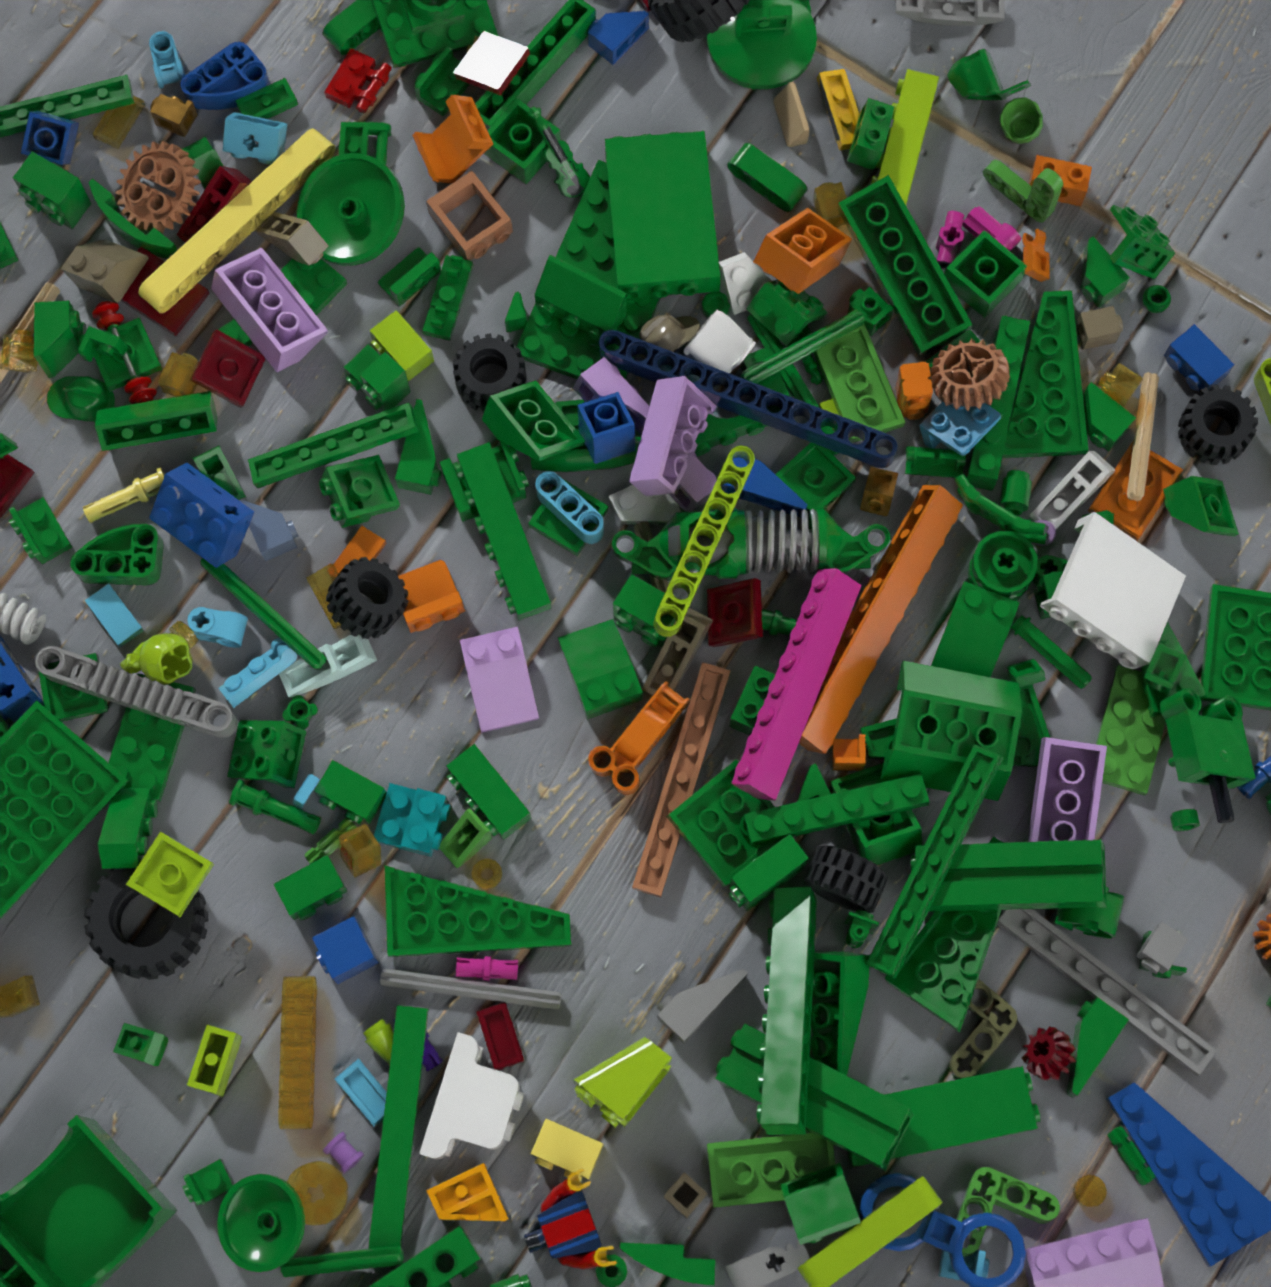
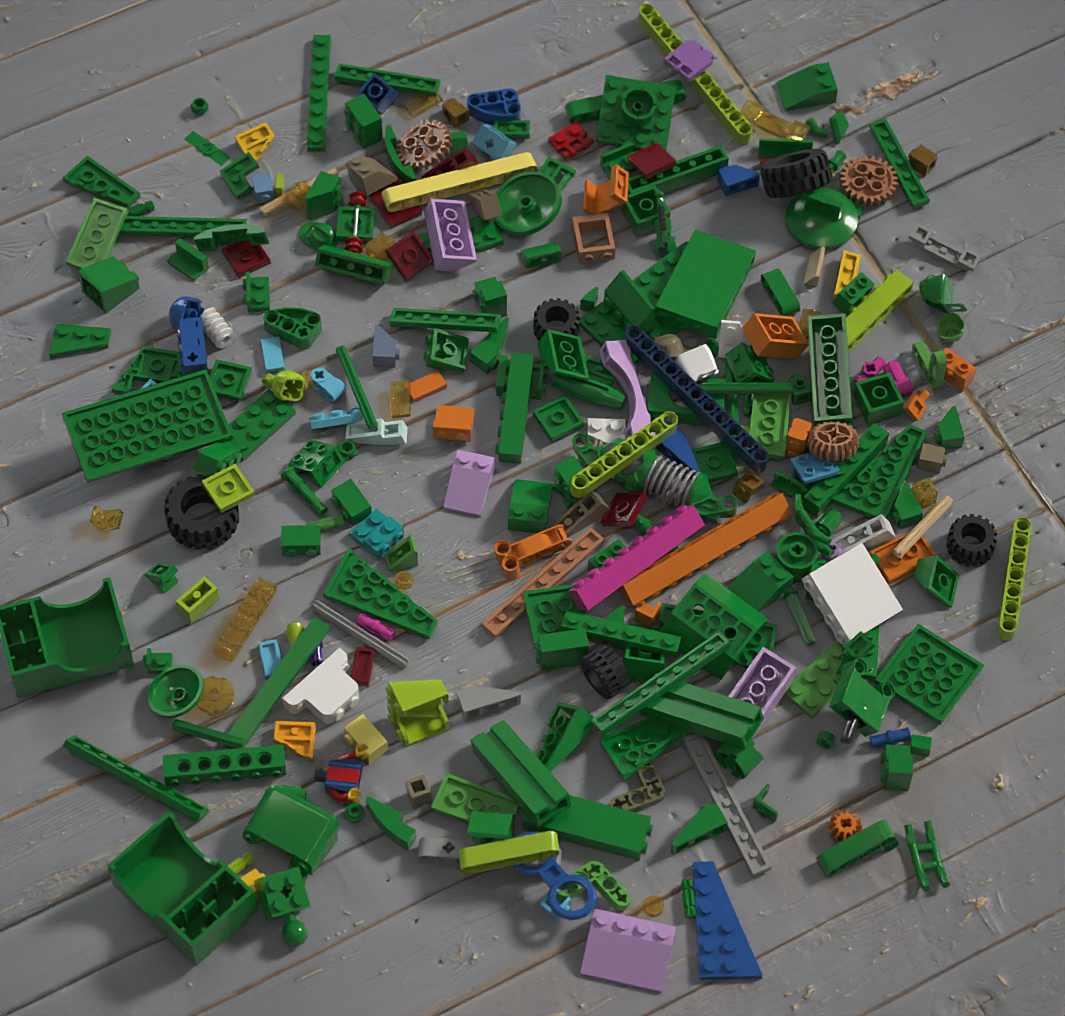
camera: 25 degrees right, 15 degrees down
(102, 342) = (345, 208): green bracket -> none
(136, 692) = (260, 394): light grey gear -> none
(140, 490) = (324, 297): light yellow pin -> none
(167, 63) = (467, 81): medium azure piece -> none
(201, 514) = (350, 321): blue piece -> none
(216, 468) = (371, 308): green slope -> none
(305, 791) = (324, 487): medium azure tile -> none
(343, 1152) = (241, 681): medium lavender bush -> none
(344, 950) = (301, 579): blue head -> none
(358, 613) = (418, 404): black tyre -> none
(360, 850) = (339, 532): clear yellow brick -> none
(402, 344) = (515, 287): lime brick -> none
(448, 297) = (556, 275): green plate -> none
(487, 792) = (428, 538): green brick -> none
(566, 494) = (563, 417): medium azure beam -> none
(606, 427) = (604, 375): blue head -> none
(669, 435) = (639, 394): lavender wedge -> none
(788, 1012) = (531, 719): green brick -> none
(860, 926) = (598, 701): green hinge -> none
(1026, 673) = (777, 619): green tile -> none
(1048, 1053) = (670, 819): dark red gear -> none
(1144, 247) = (982, 422): green bracket -> none
(1156, 291) = (980, 455): green plate -> none
(1161, 948) = (767, 790): light grey brick -> none
(1198, 359) = (982, 500): blue brick -> none

